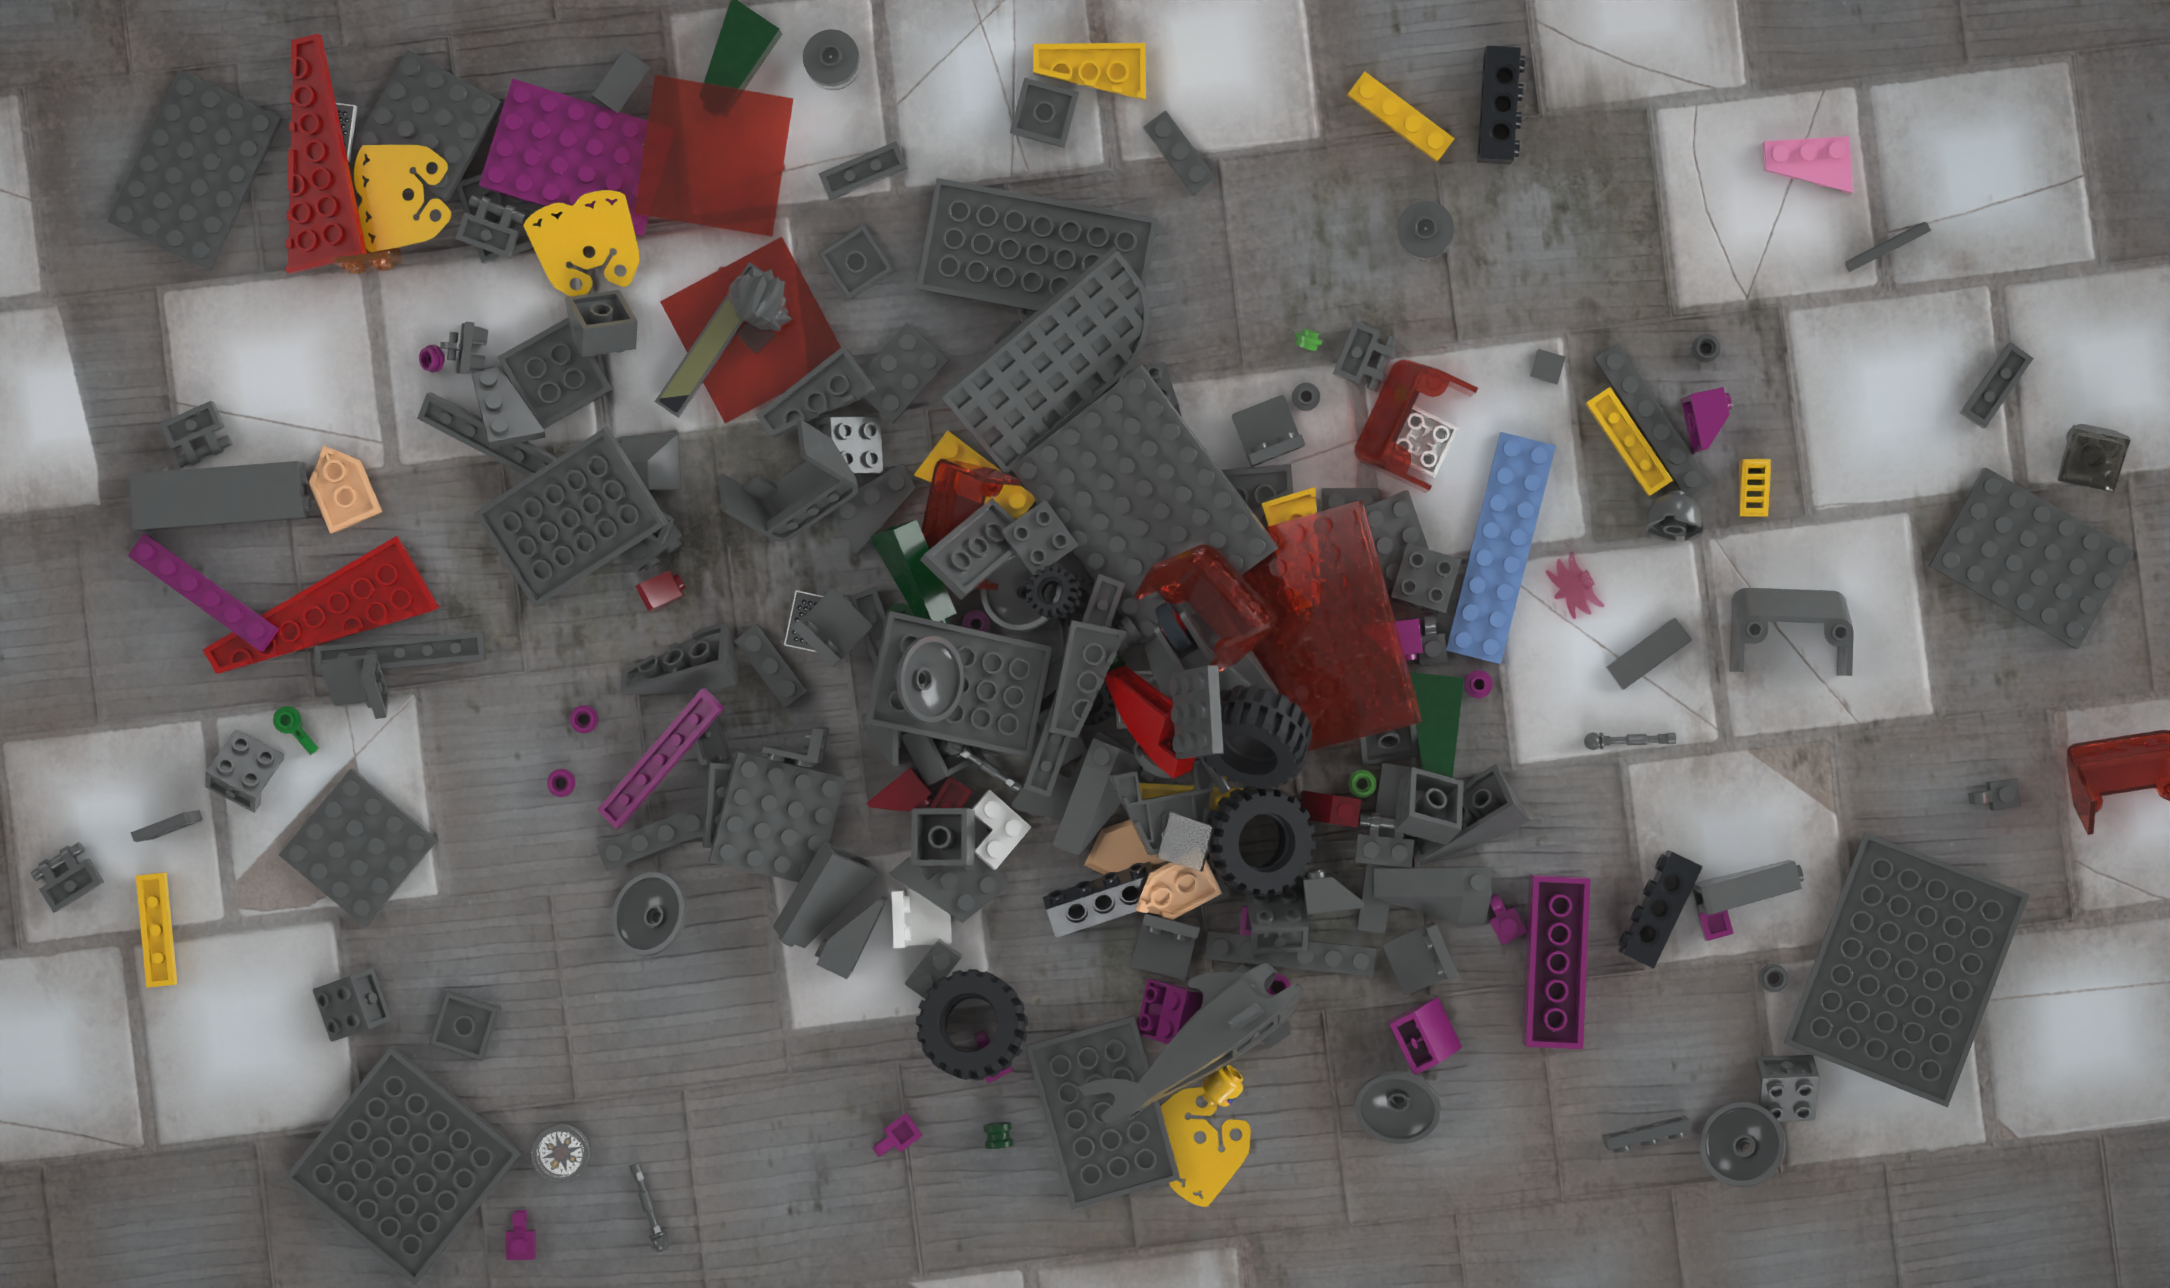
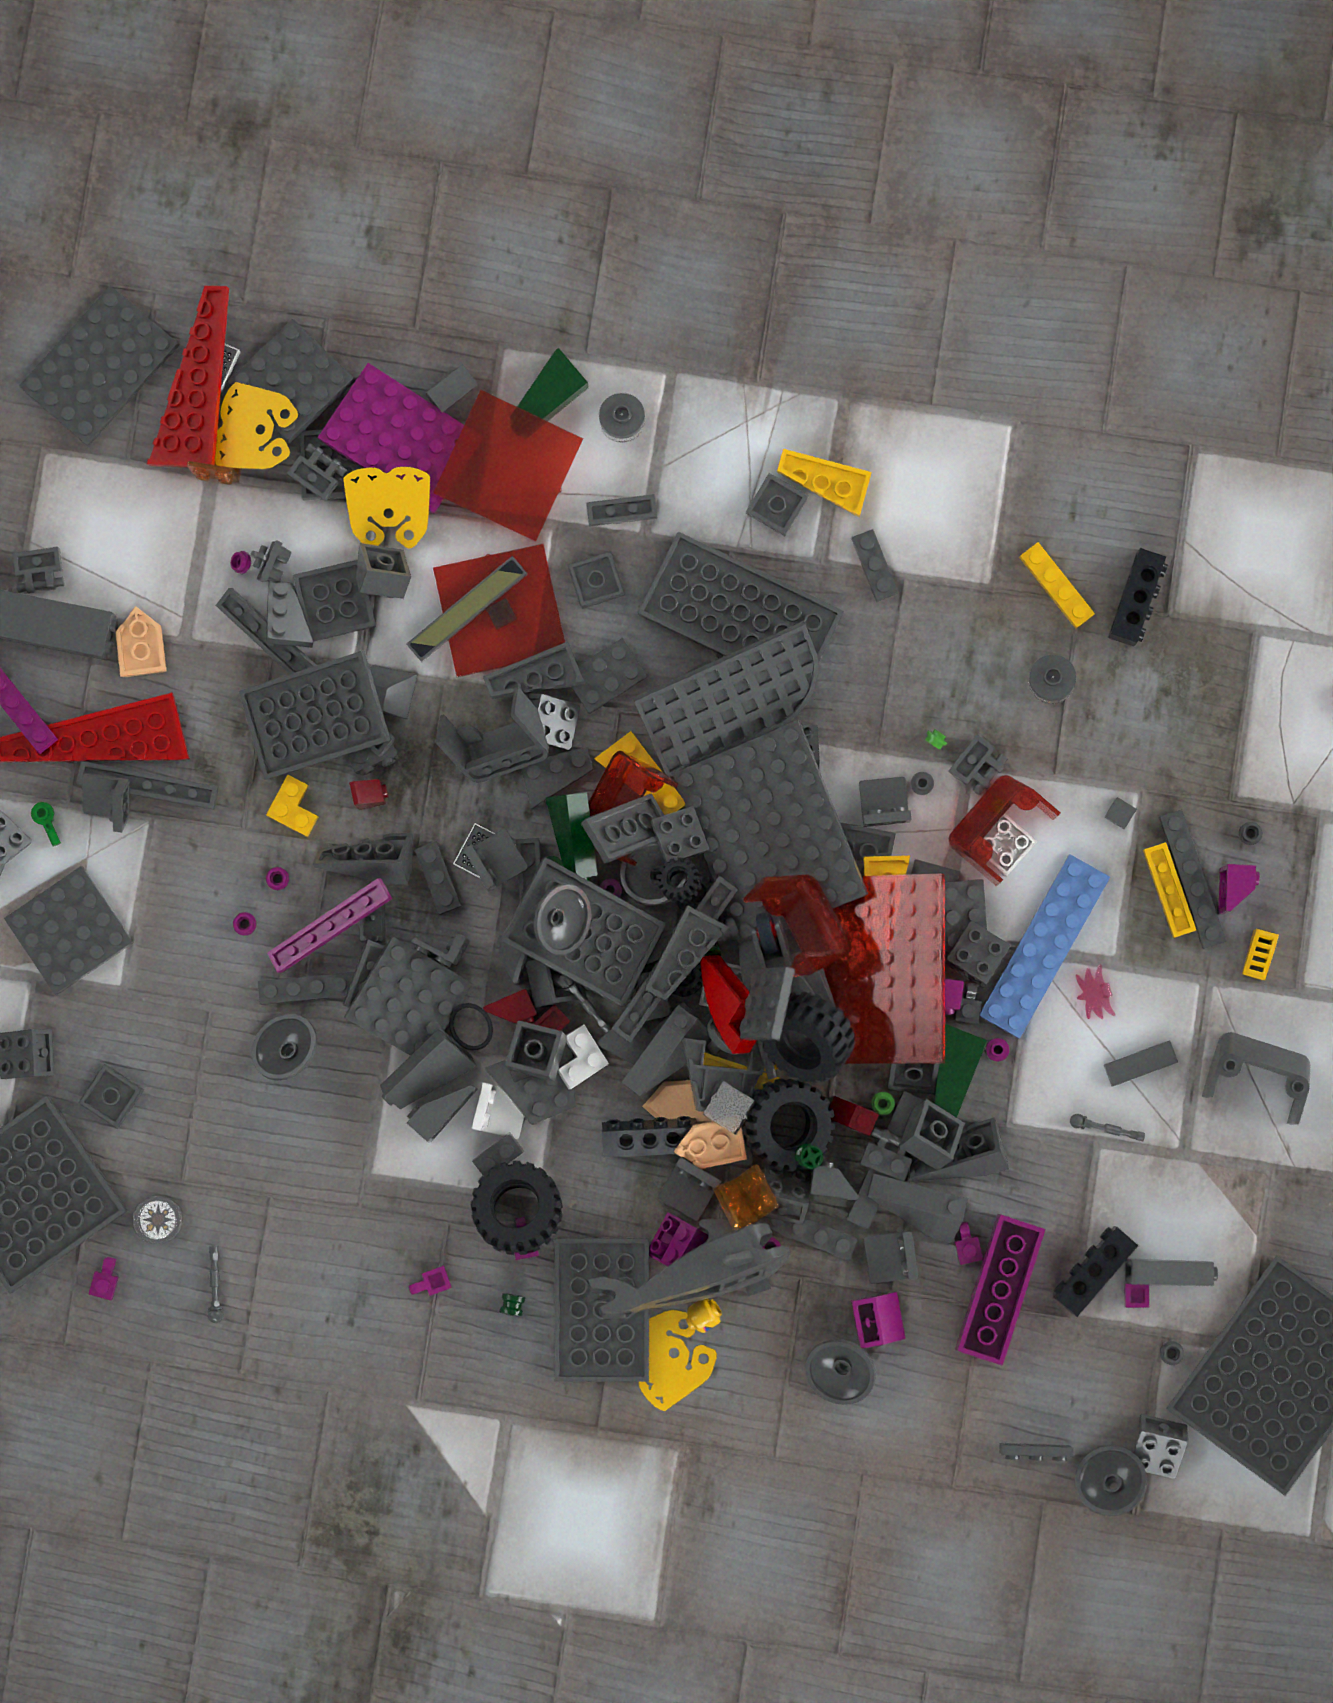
camera: 20 degrees right, 5 degrees down
(570, 634) = (286, 807): none -> yellow plate
(759, 299) = (512, 586): dark grey hair -> none
(868, 809) = (486, 1016): none -> black tyre
(1234, 941) = (746, 1198): none -> clear orange bracket
(1300, 872) = (812, 1160): none -> dark green wheel
(1675, 516) = (1190, 958): dark grey cylinder -> none

